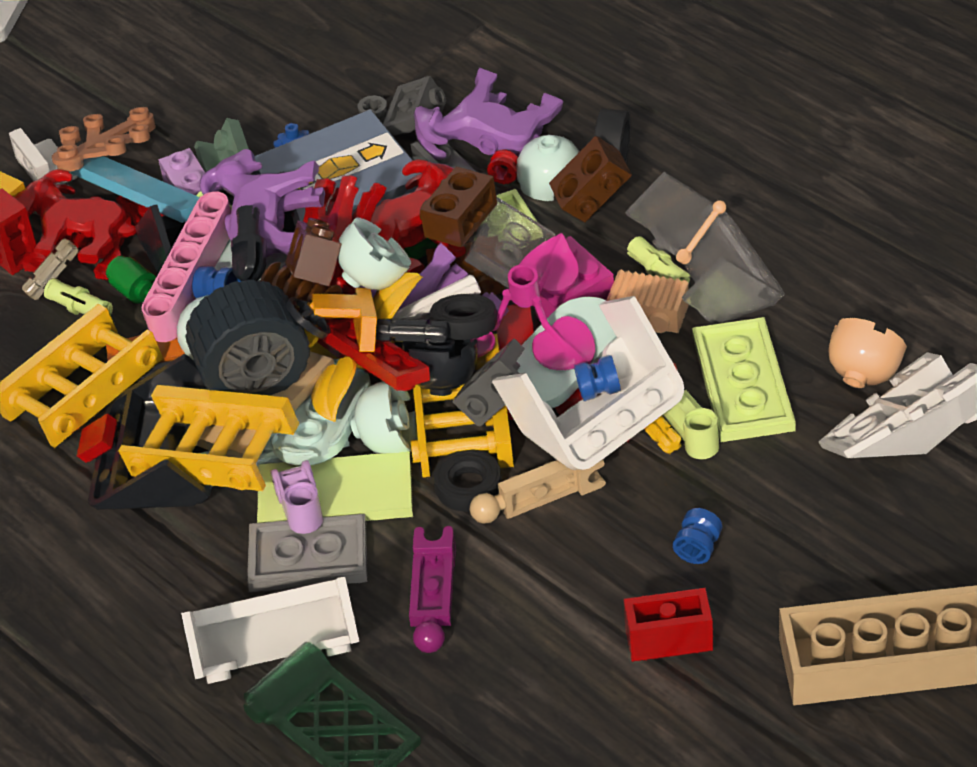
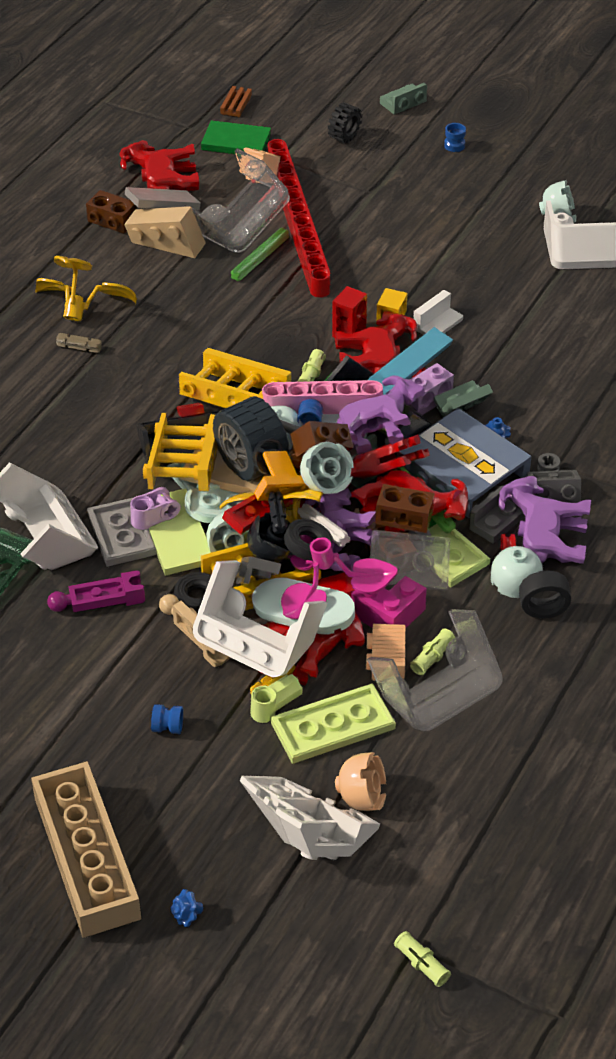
camera: 70 degrees right, 0 degrees up
(50, 268) = (329, 346): dark tan axle -> none
(111, 143) = (459, 335): nougat plant -> none
(248, 246) = (335, 410): black arm -> none
(590, 179) = (495, 589): reddish brown brick -> none
(597, 378) = (273, 624): blue wheel -> none
(668, 624) = (78, 713): red brick -> none
(684, 255) = (480, 664): light nougat hinge -> none

